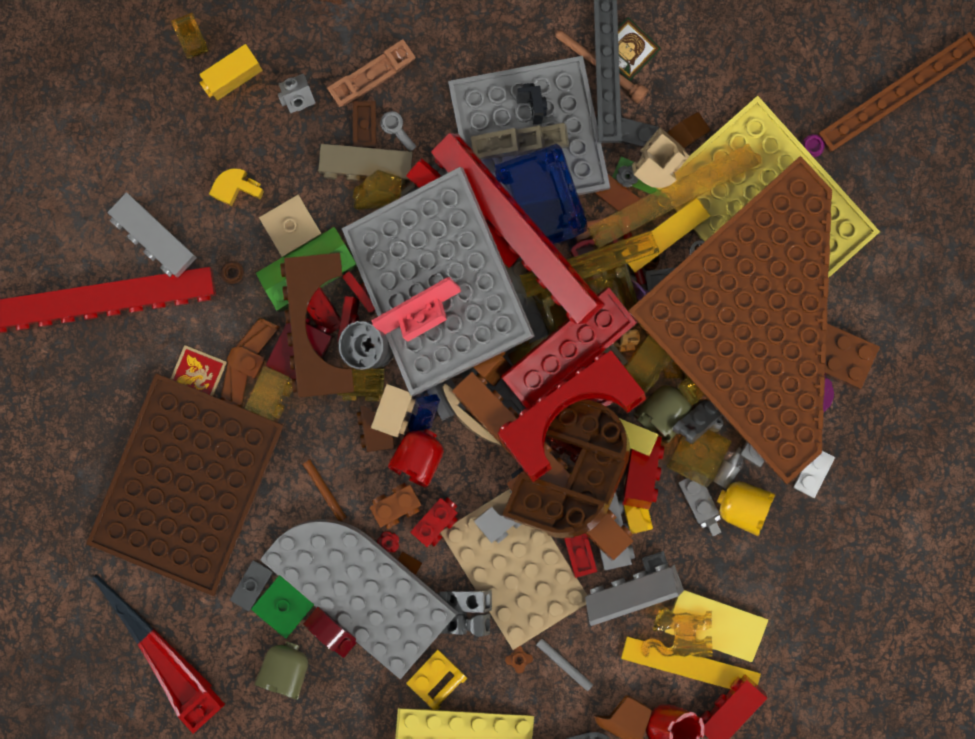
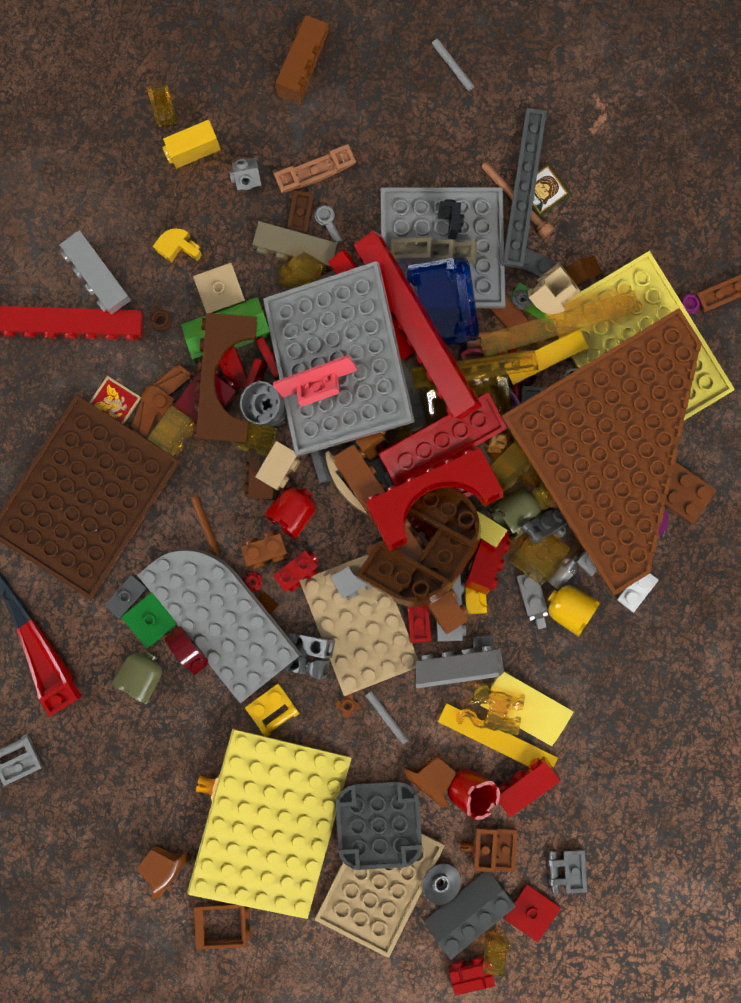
camera: 10 degrees right, 0 degrees up
(423, 412) = (304, 473): clear blue plate -> none

